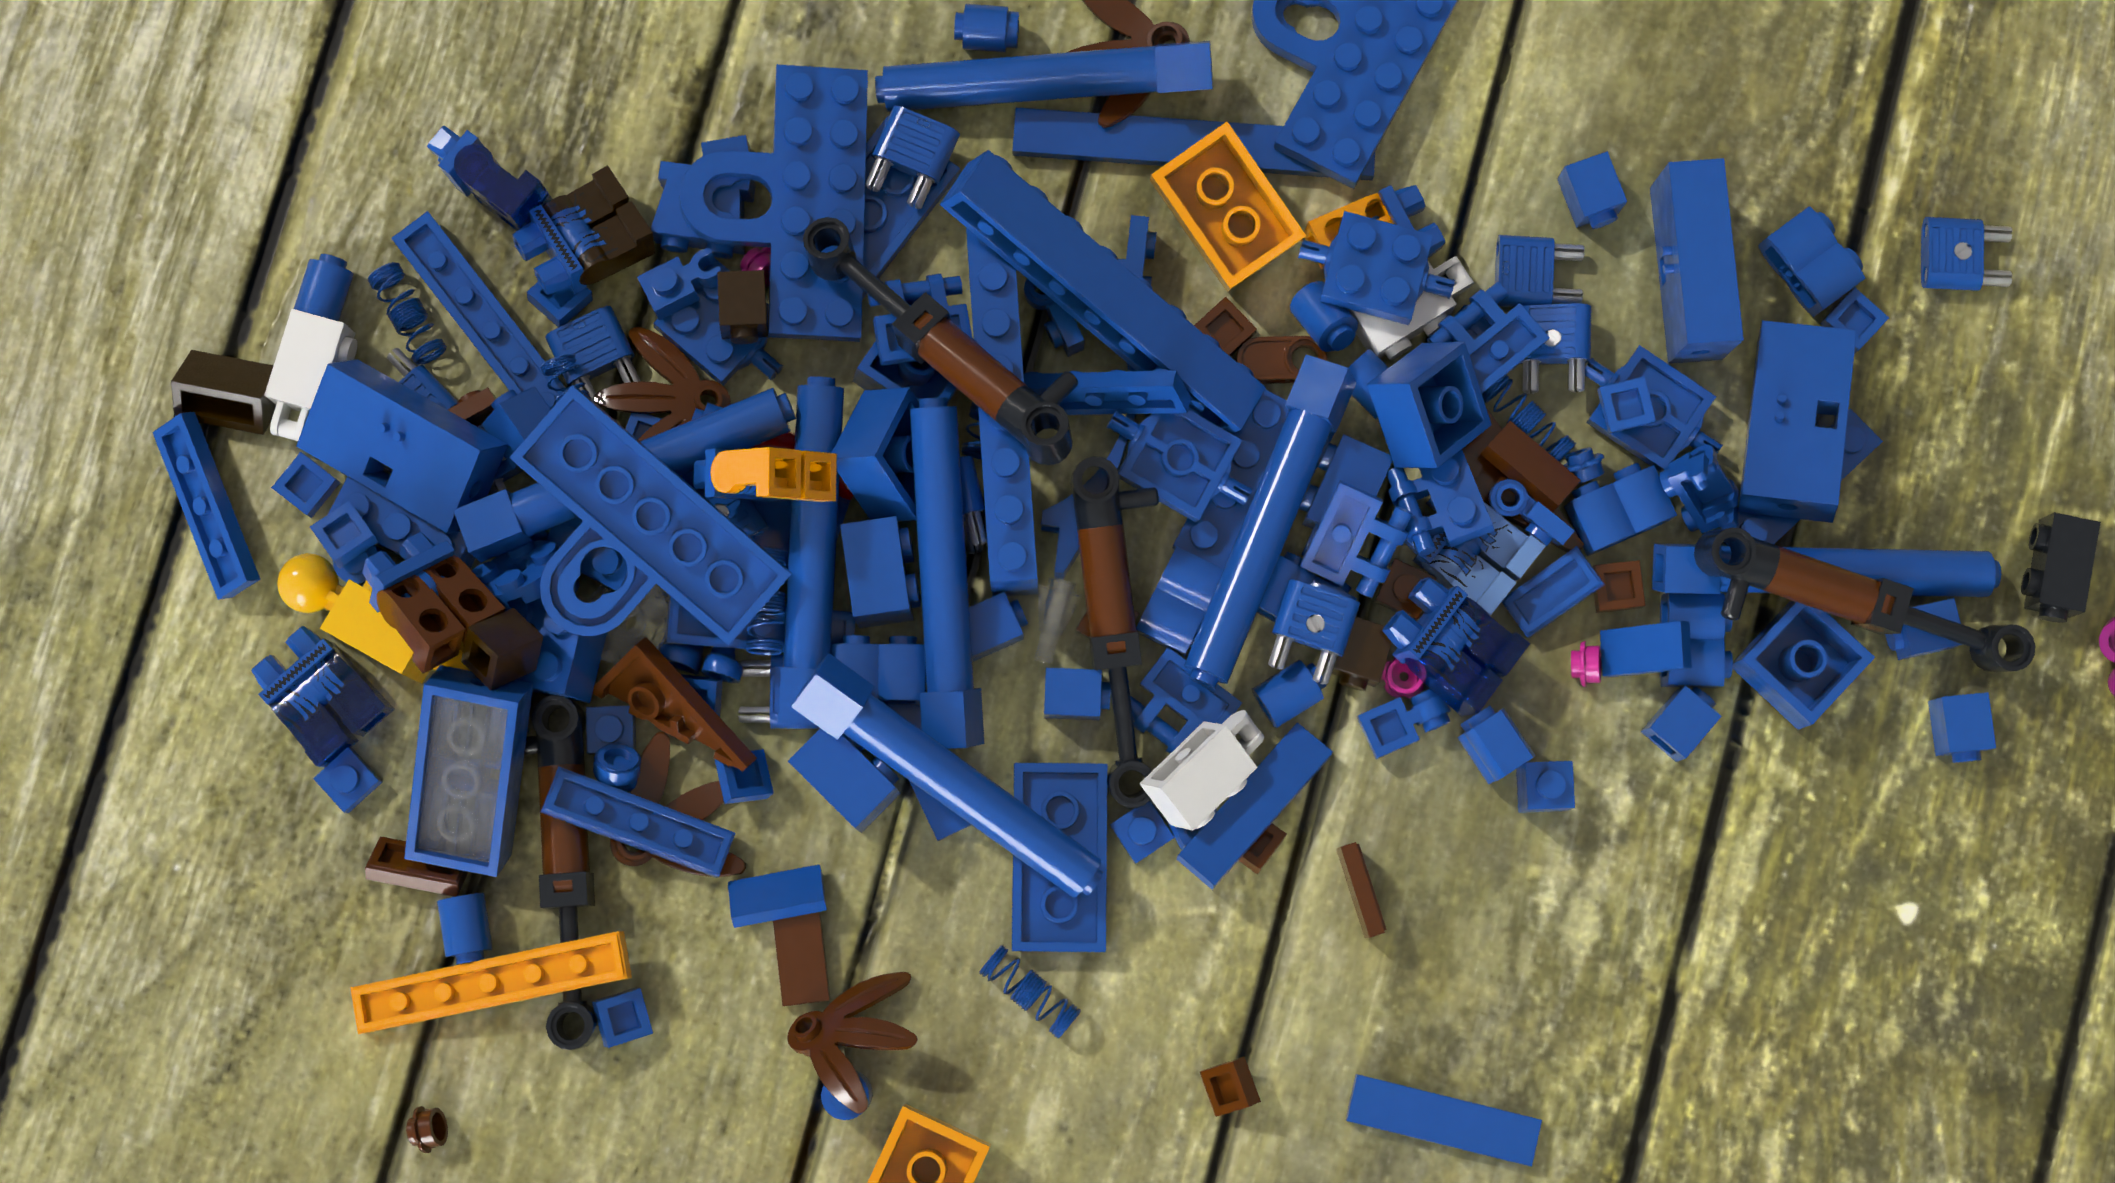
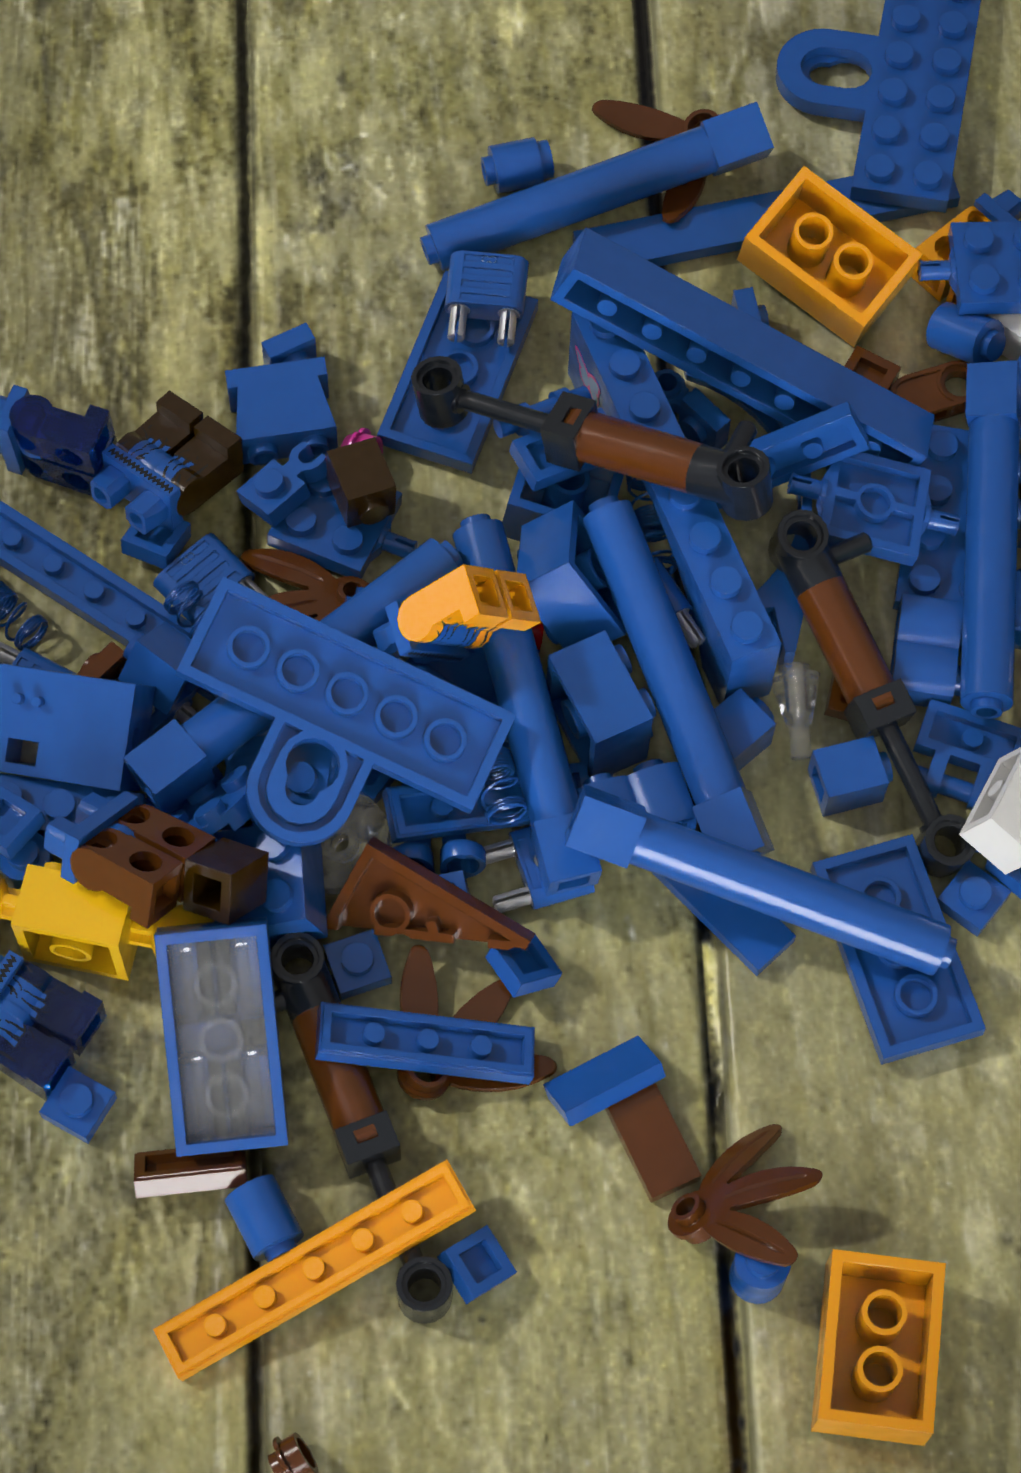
camera: 20 degrees left, 15 degrees down
(617, 766) = (382, 990): blue tile -> none
(810, 176) = (384, 331): blue plate -> none
(846, 777) = (639, 924): blue brick -> none
(1029, 991) = (916, 1099): blue piece -> none

